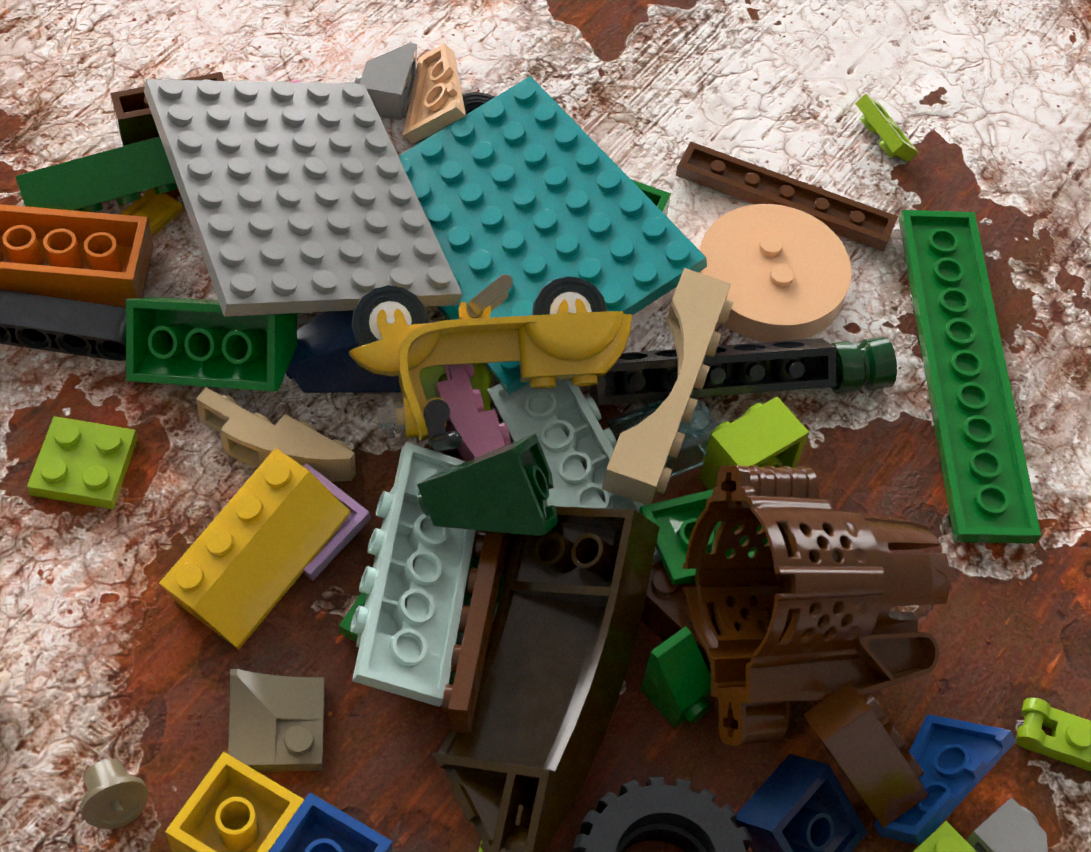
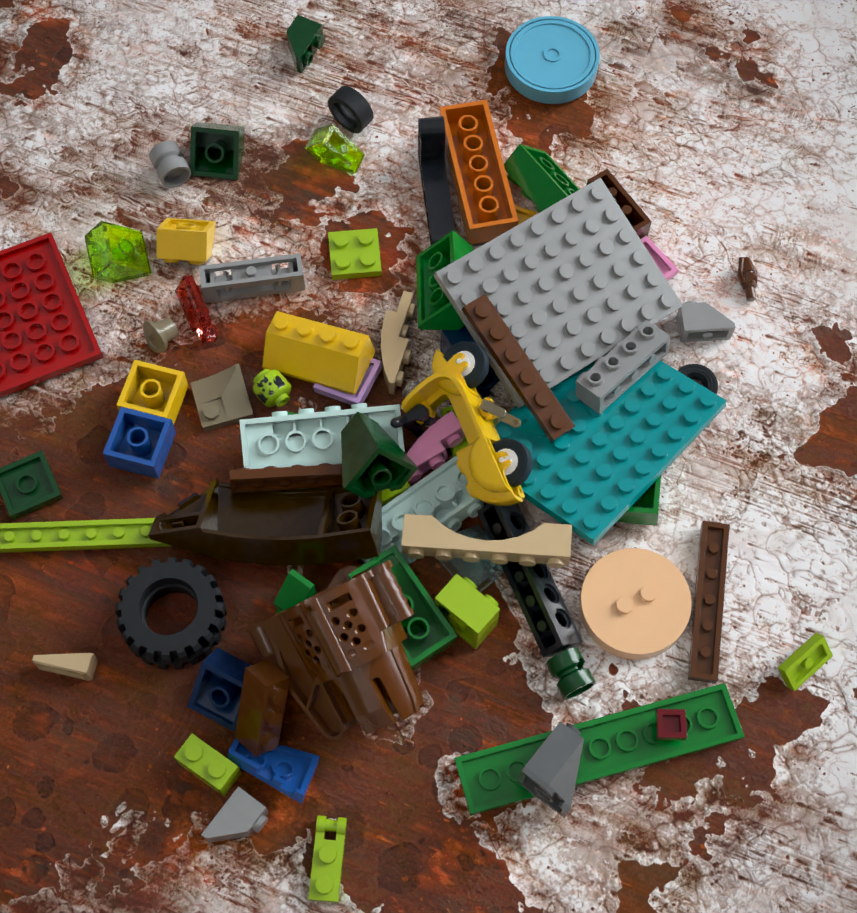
camera: 80 degrees right, 10 degrees up
(69, 615) = (252, 278): none -> light grey brick
(85, 723) = (195, 309): none -> clear red hinge
(291, 634) = (272, 388): none -> lime head
(338, 19) = (747, 277): none -> reddish brown piece
(409, 265) = (518, 367): none -> reddish brown plate
(435, 95) = (701, 352): light nougat wing -> none
(442, 163) = (622, 366): none -> light grey brick
(955, 273) = (671, 724): none -> dark red plate
(999, 410) = (554, 768): none -> dark grey slope

